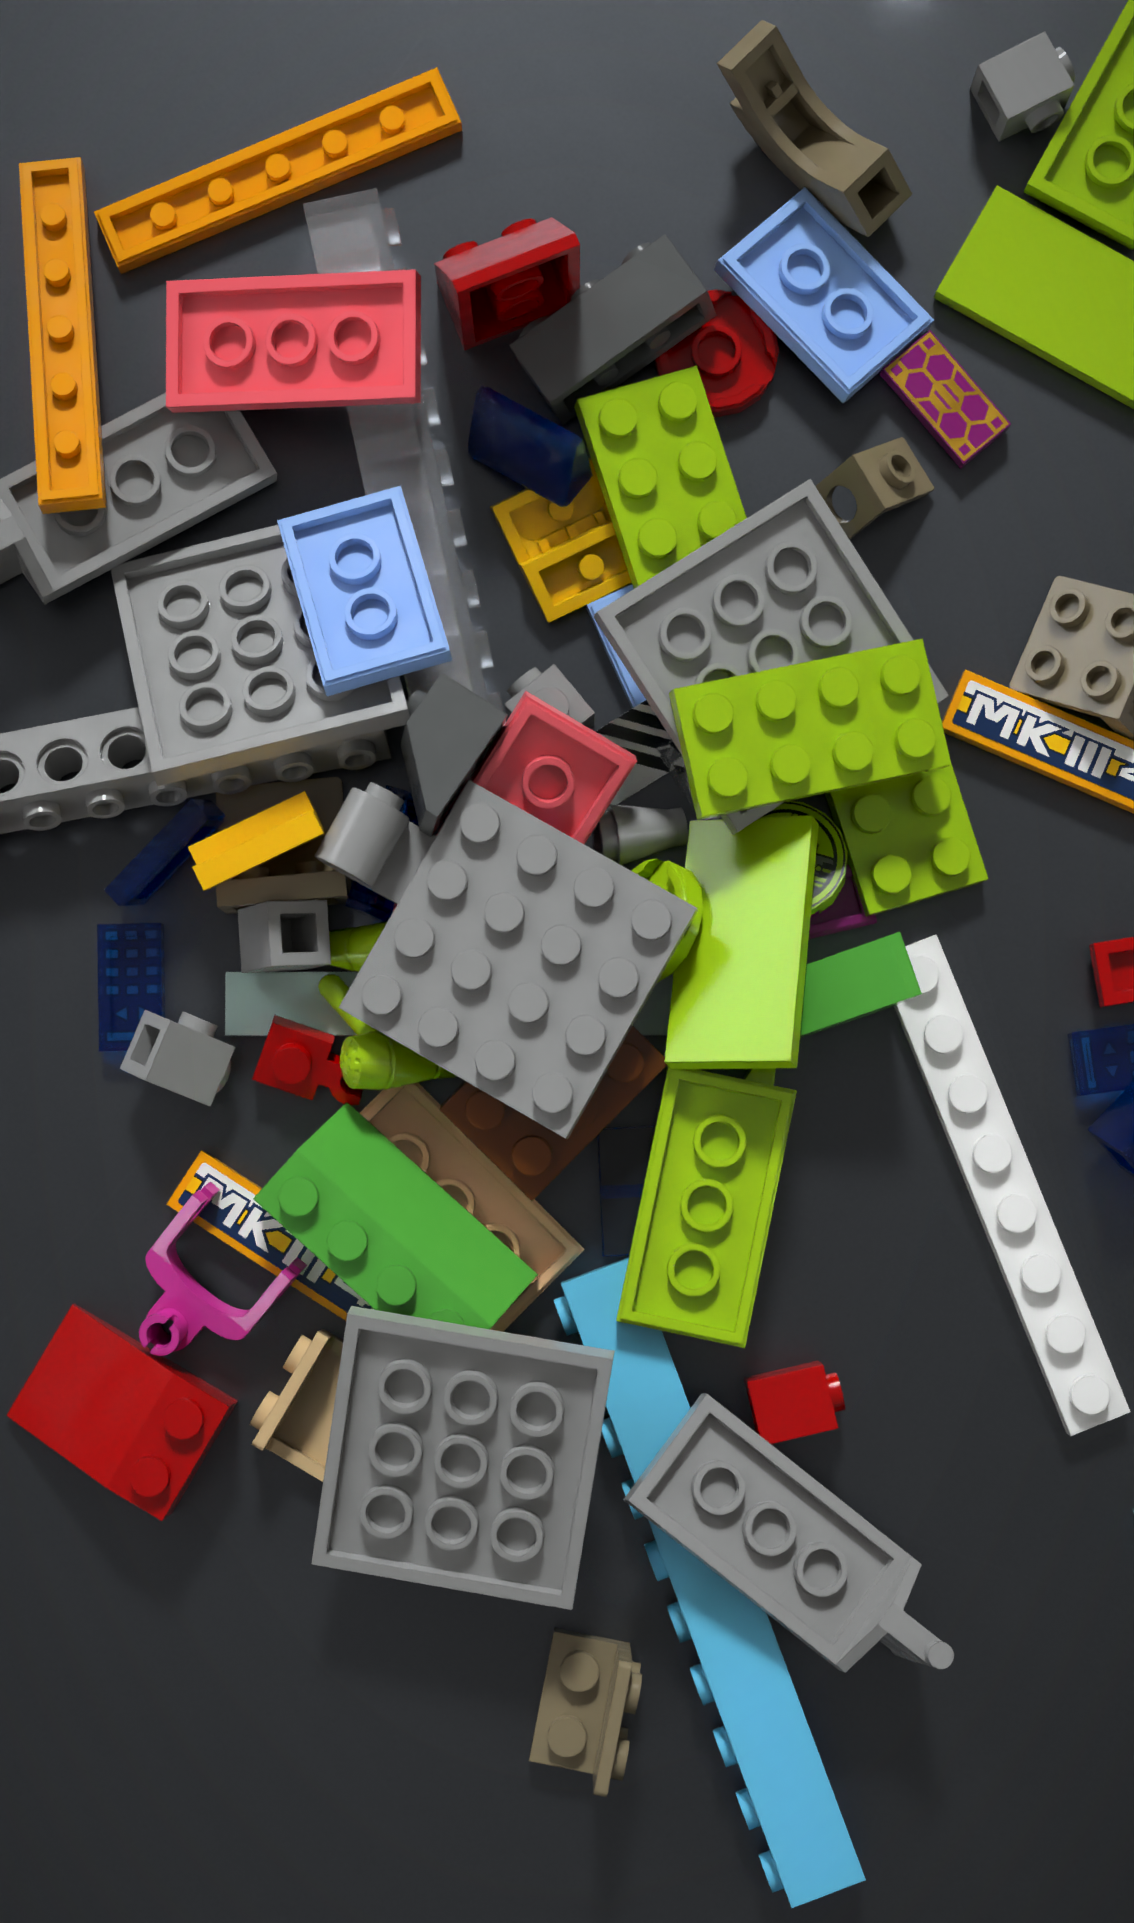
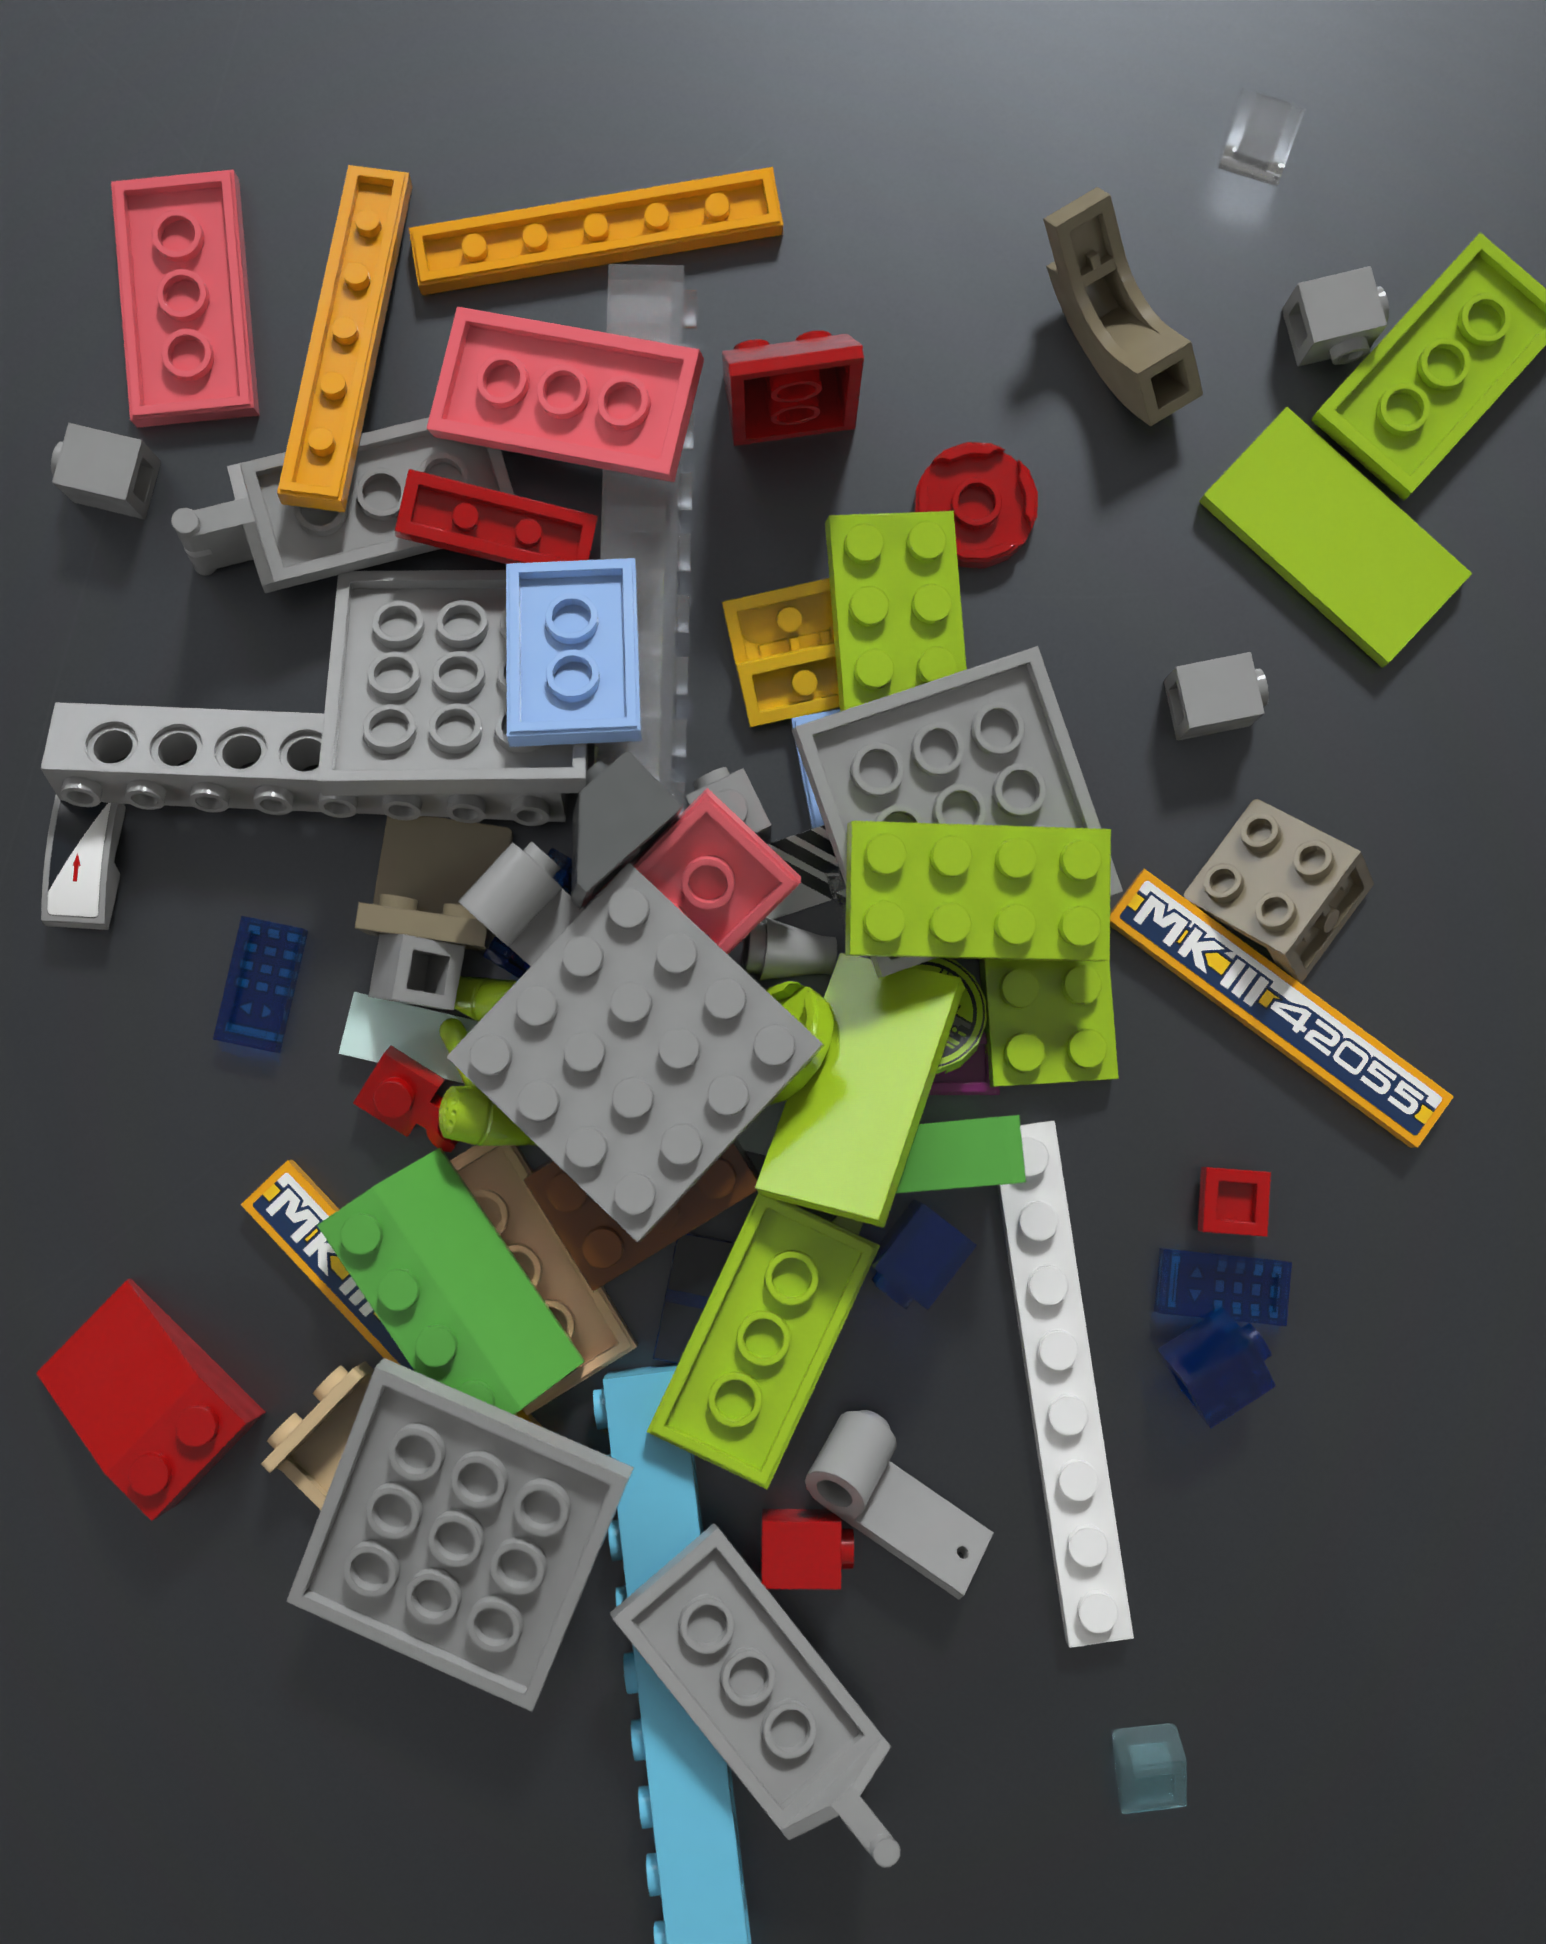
camera: 10 degrees right, 0 degrees up
(165, 853) = (322, 862): clear blue tile -> none
(179, 1056) = (286, 1064): light grey brick -> none
(189, 1302) = (236, 1304): dark pink piece -> none
(251, 484) = (490, 522): none -> red plate
(255, 840) = (407, 872): yellow slope -> none
(527, 448) = (770, 552): clear blue slope -> none
(583, 1704) = (525, 1798): dark tan bracket -> none
(613, 327) = (882, 454): dark grey brick -> none
(823, 294) = (1093, 472): light blue tile -> none
(836, 1330) = (893, 1507): none -> light grey door
(837, 1091) = (919, 1256): none -> clear blue brick
(879, 481) = (1104, 666): dark tan bracket -> none
(945, 399) = (1187, 600): magenta tile -> none
(994, 485) = (1215, 695): none -> light grey brick

